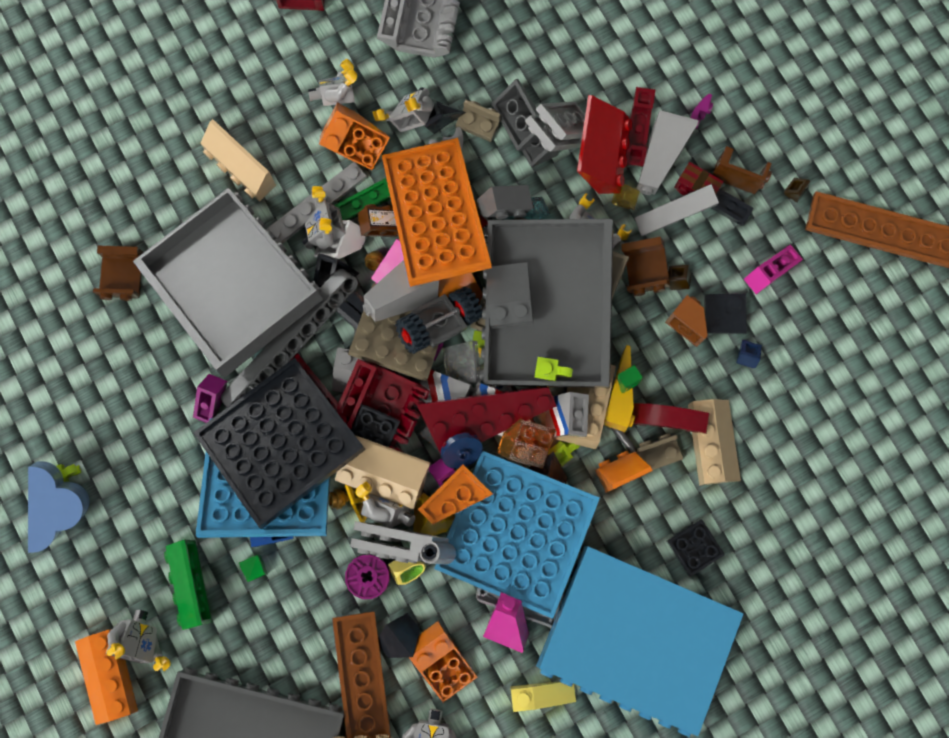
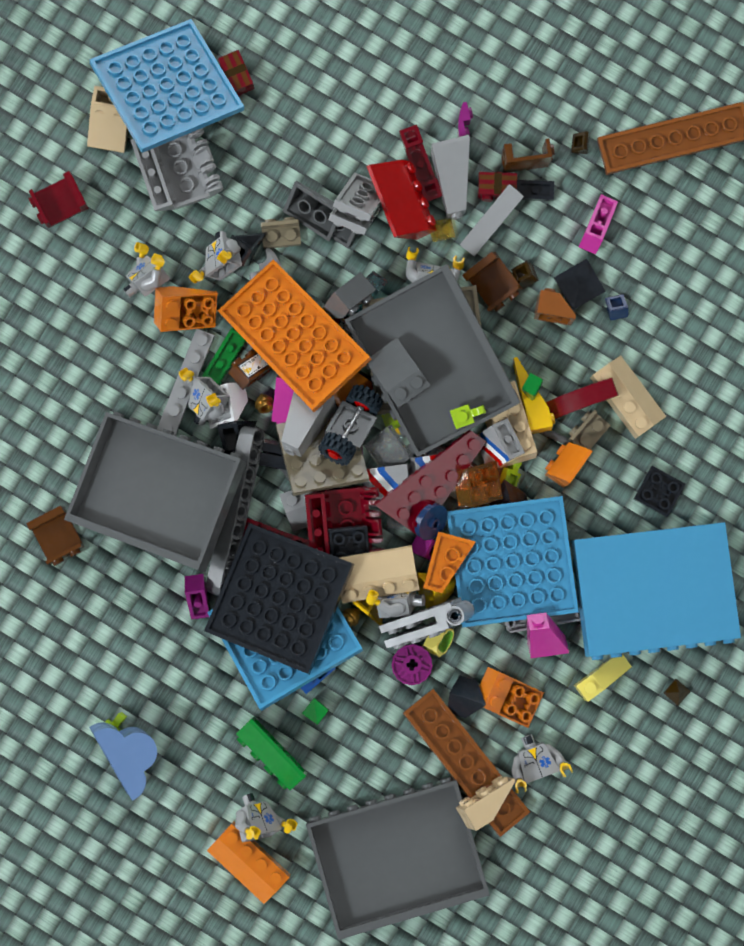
camera: 30 degrees left, 5 degrees up
(237, 161) = (98, 385): tan slope -> none

